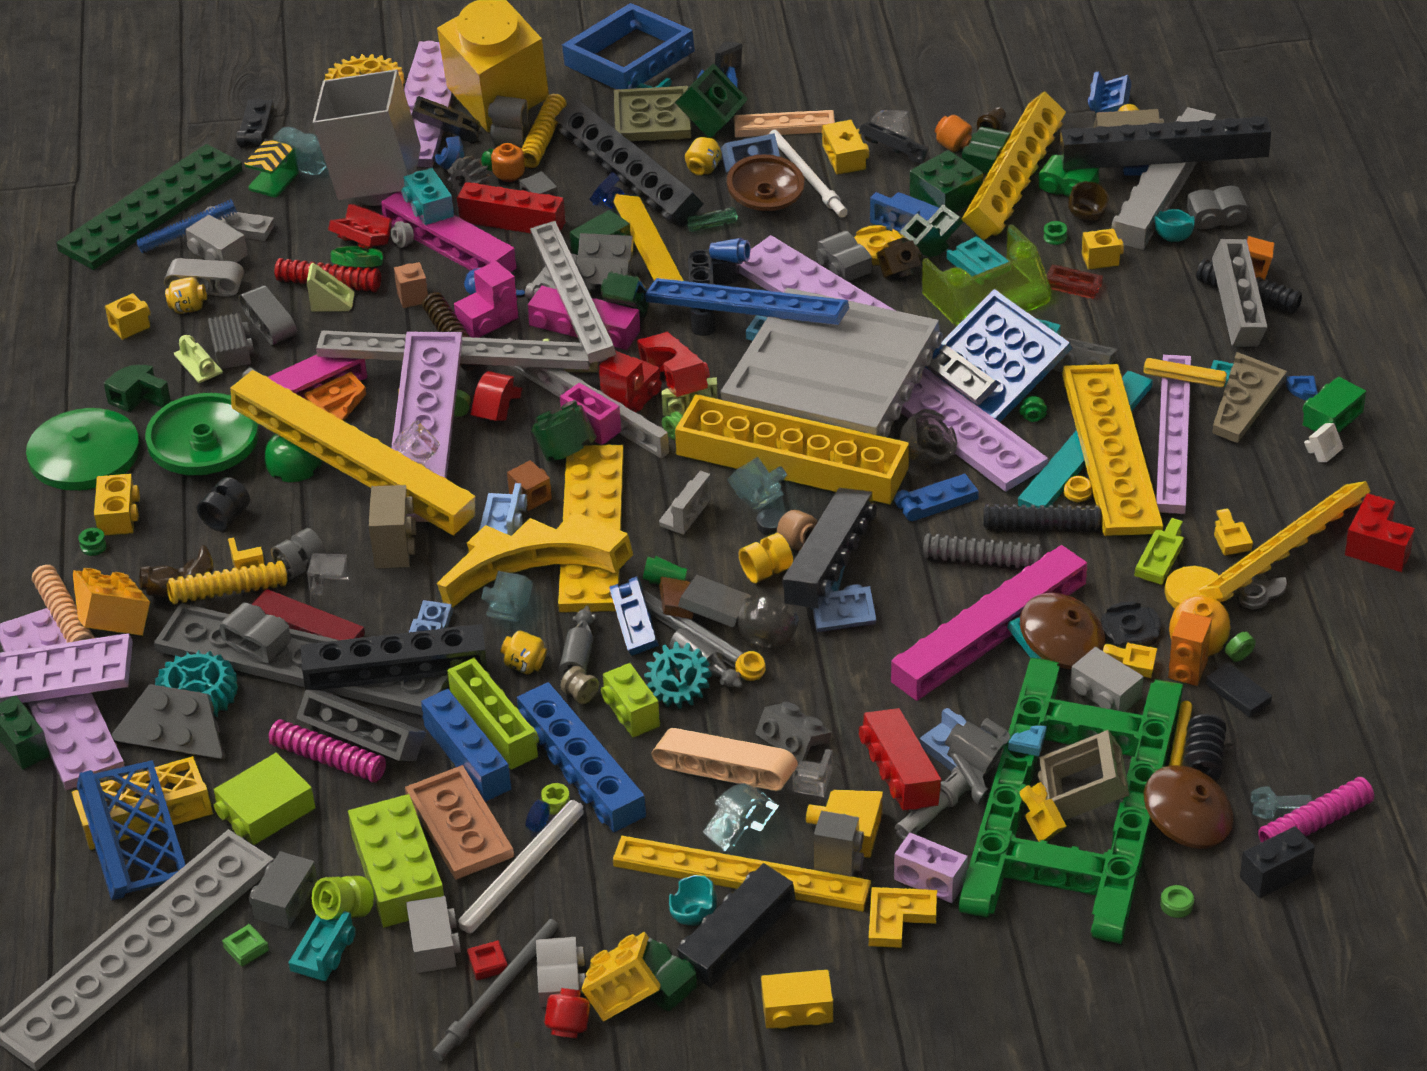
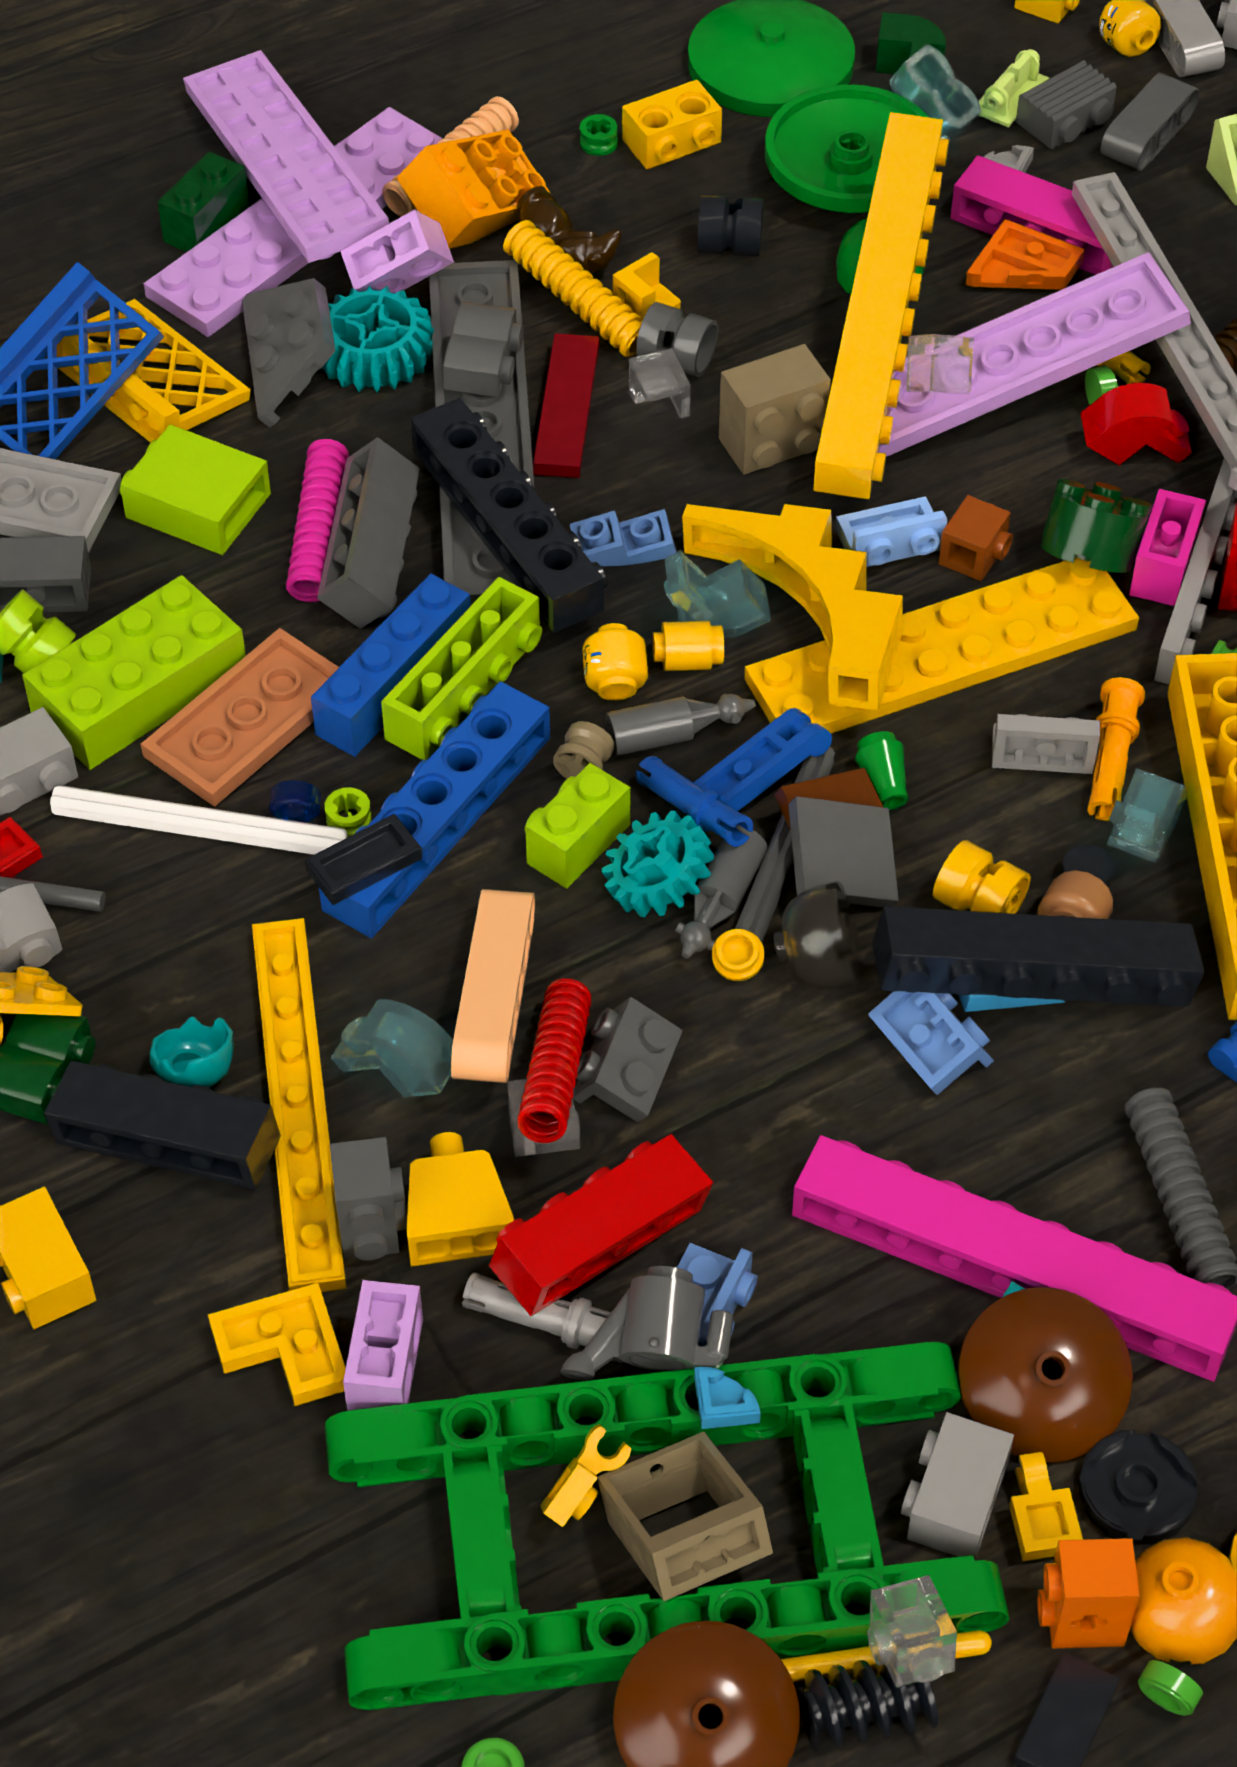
camera: 65 degrees right, 10 degrees up
(151, 646) = (398, 254): none -> lavender brick
(188, 379) = (931, 85): none -> clear light blue brick
(531, 617) = (688, 645): none -> yellow brick
(613, 785) = (363, 859): none -> black tile
(646, 646) = (705, 807): none -> blue pin
(683, 473) = (1117, 731): none -> light orange pin
(803, 746) = (555, 1061): none -> red piece
(1191, 705) = (911, 1632): none -> clear brick

